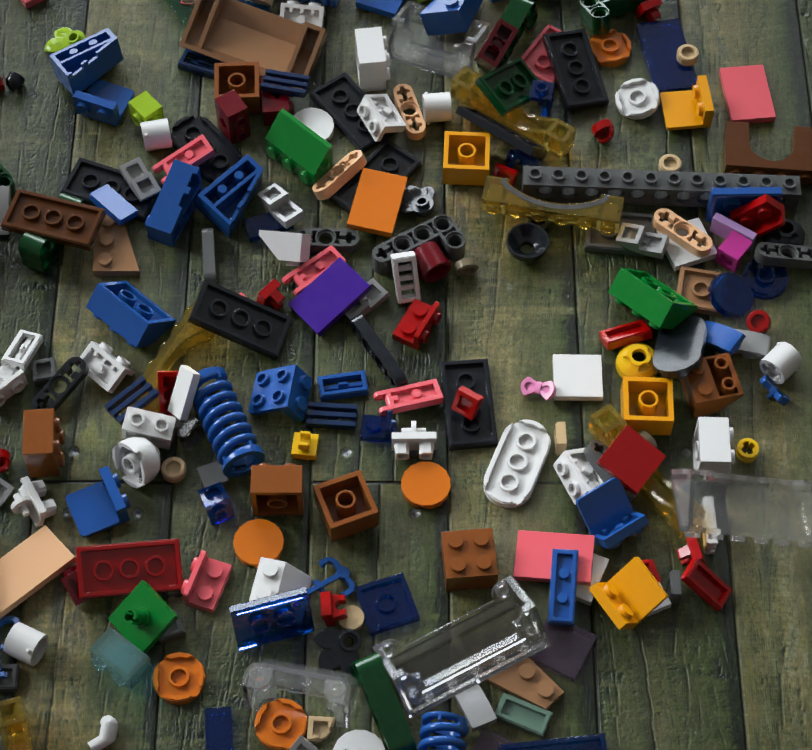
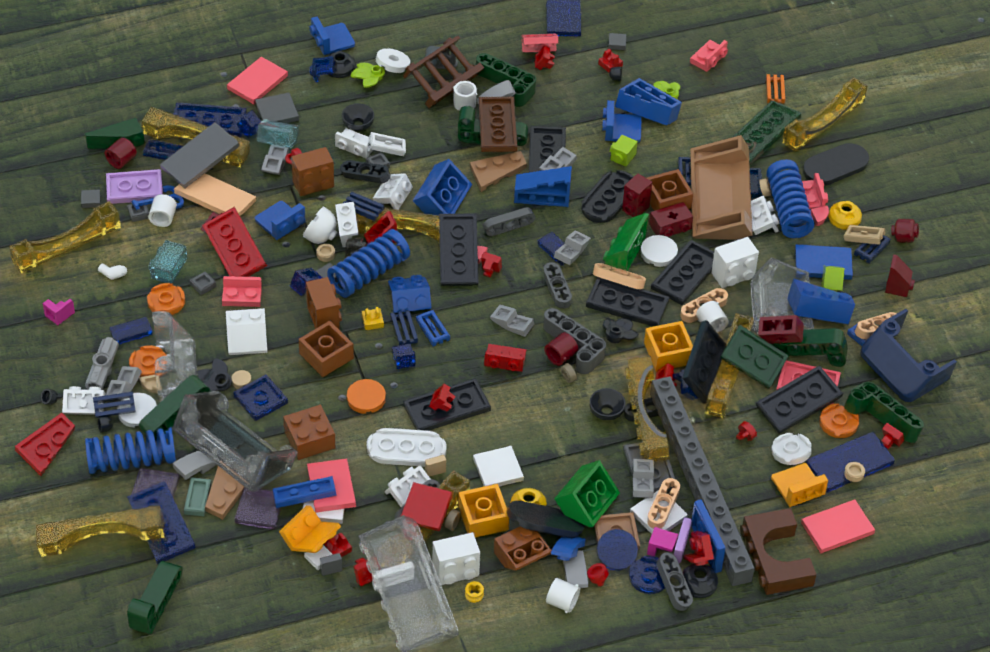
camera: 70 degrees right, 10 degrees down
(29, 503) = (268, 182): white hips -> none
(115, 205) = (528, 154): tile -> none
(143, 617) = (200, 263): green tile -> none
(156, 134) = (603, 160): white piece -> none
(184, 392) = (378, 231): white tile -> none
(192, 153) = (589, 182): coral hinge -> none
(231, 194) = (566, 215): blue wedge -> none
(257, 540) = (283, 313): orange tile -> none
(272, 618) = (220, 329): clear blue tile -> none
(286, 80) = (680, 205): dark blue tile -> none
(288, 246) = (536, 259): white slope -> none
(312, 269) = (525, 284): coral hinge -> none
(329, 296) = (503, 297): dark purple tile -> none
(329, 606) = (242, 361): red tile -> none
(342, 573) = (276, 366): blue piece -> none
(377, 202) = (602, 303): orange tile -> none
(378, 351) = (467, 339): black beam -> none
(380, 115) = (685, 284): white bracket -> none
(404, 257) = (549, 329): white slope -> none
(410, 397) = (436, 366): coral hinge -> none
(413, 439) = (399, 376): white hips -> none
(543, 93) = (757, 382): clear blue bracket -> none
(546, 389) = (476, 439): bright pink piece -> none
(610, 514) = (377, 505): blue bracket -> none
(625, 334) = (546, 486): red tile -> none
(669, 163) = (735, 487): tan tile -> none
(706, 584) = (338, 582): red tile -> none
(768, 383) = (533, 604): blue piece -> none

